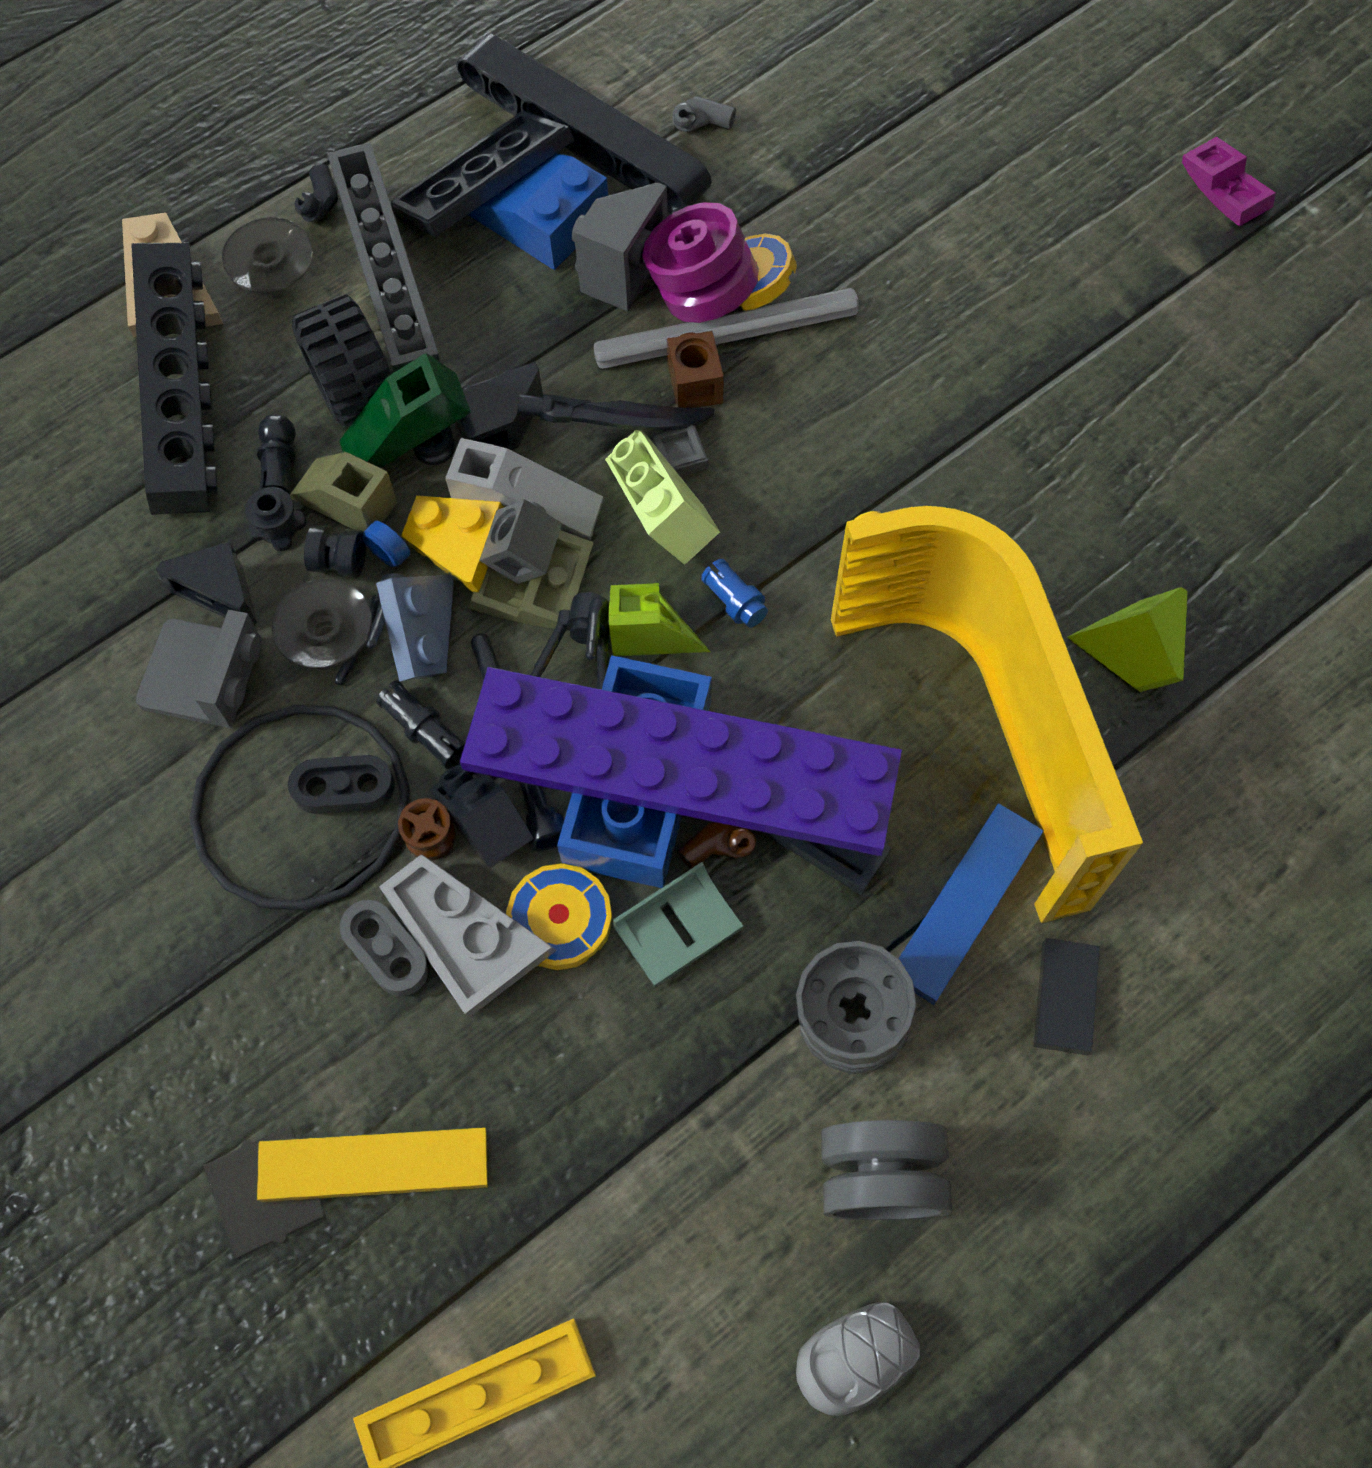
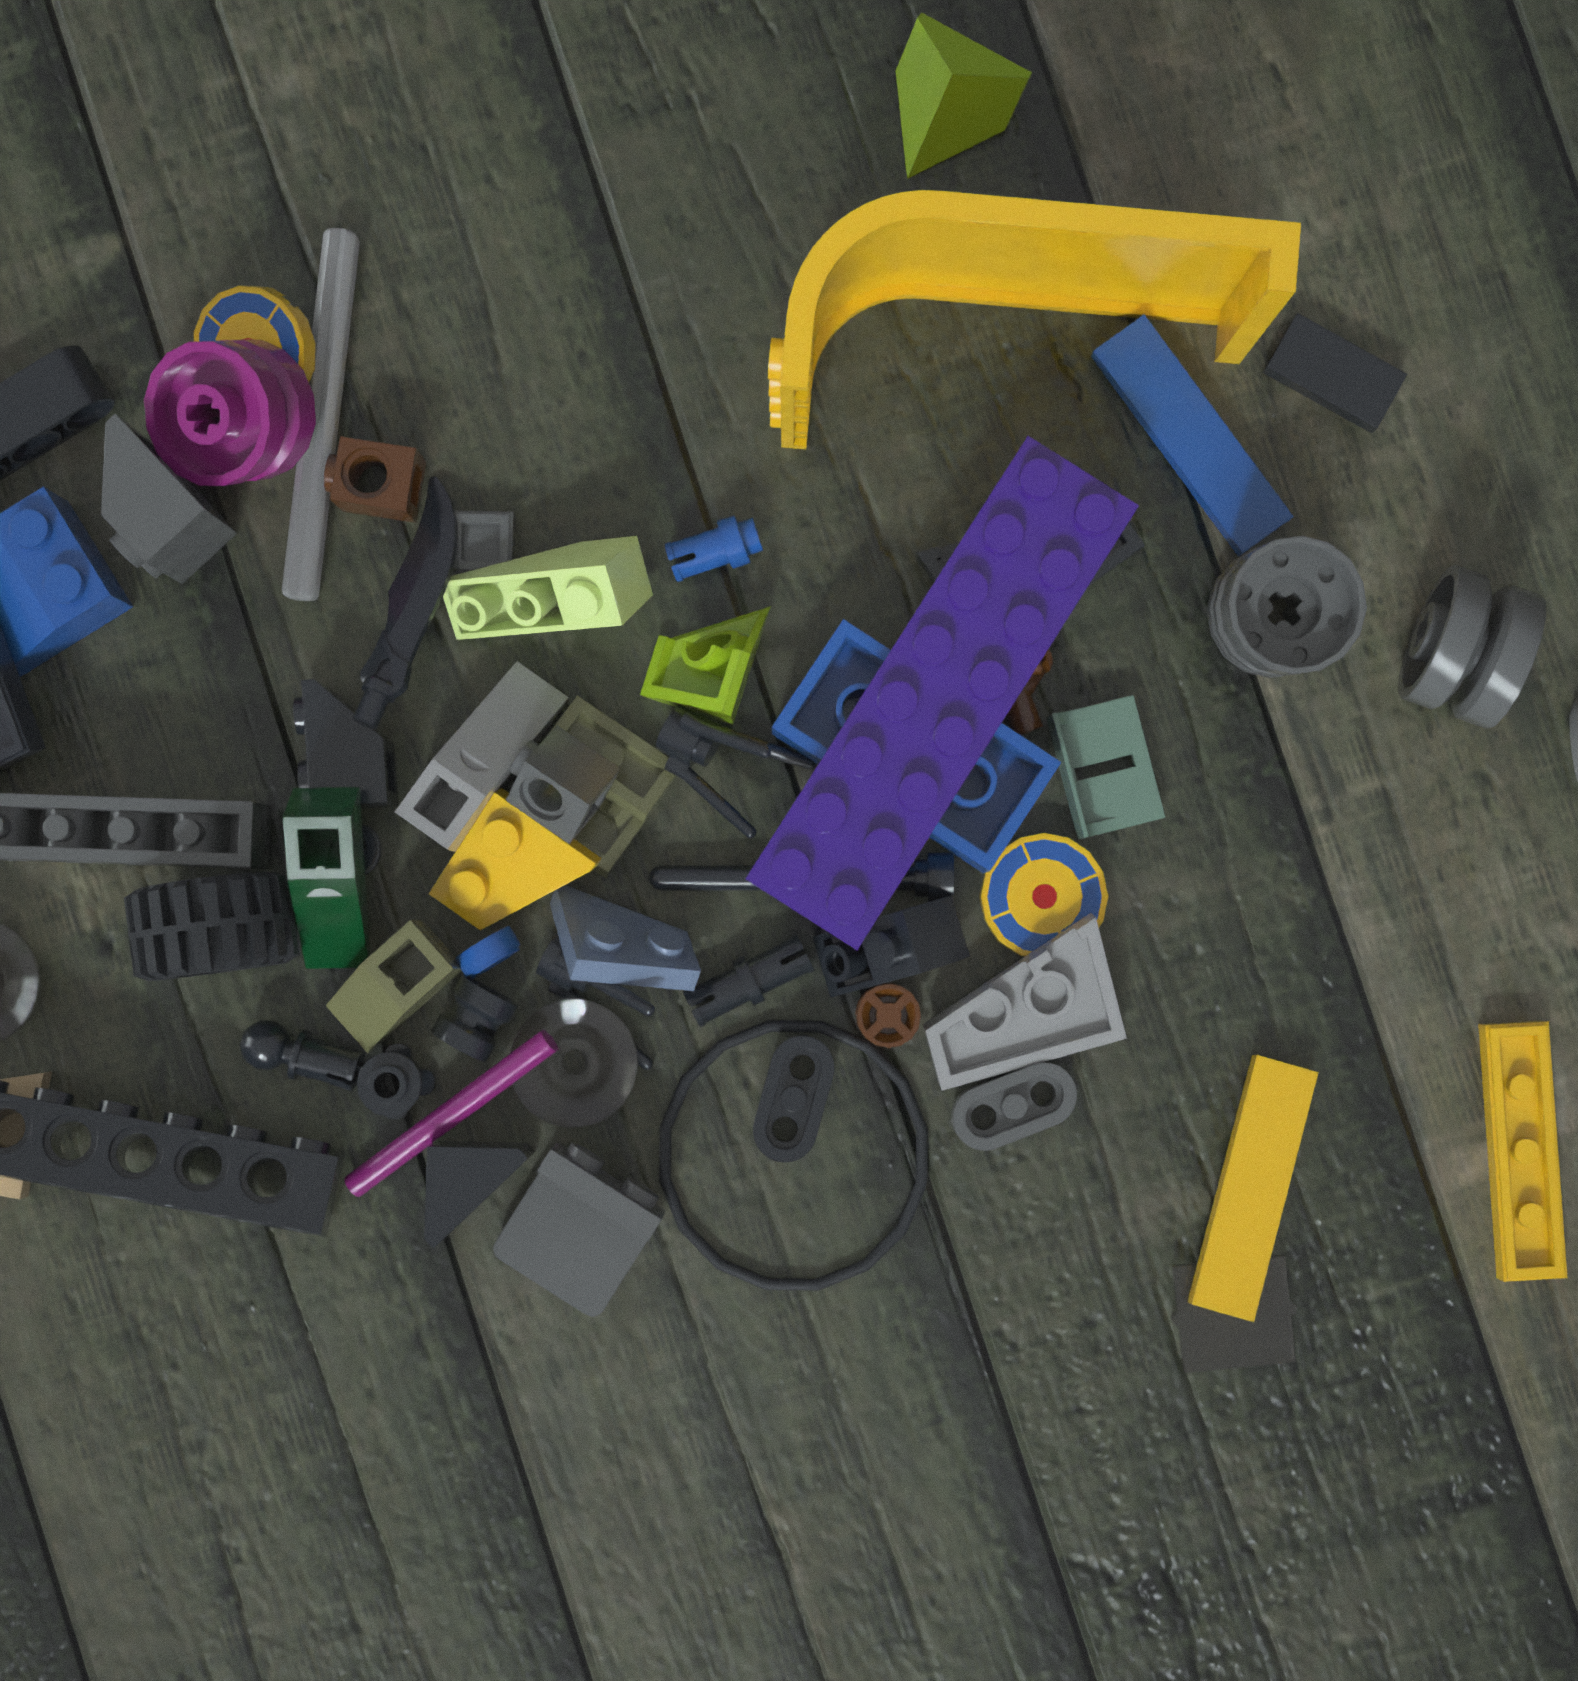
camera: 70 degrees left, 20 degrees up
(263, 558) = (451, 1113): none -> magenta bar

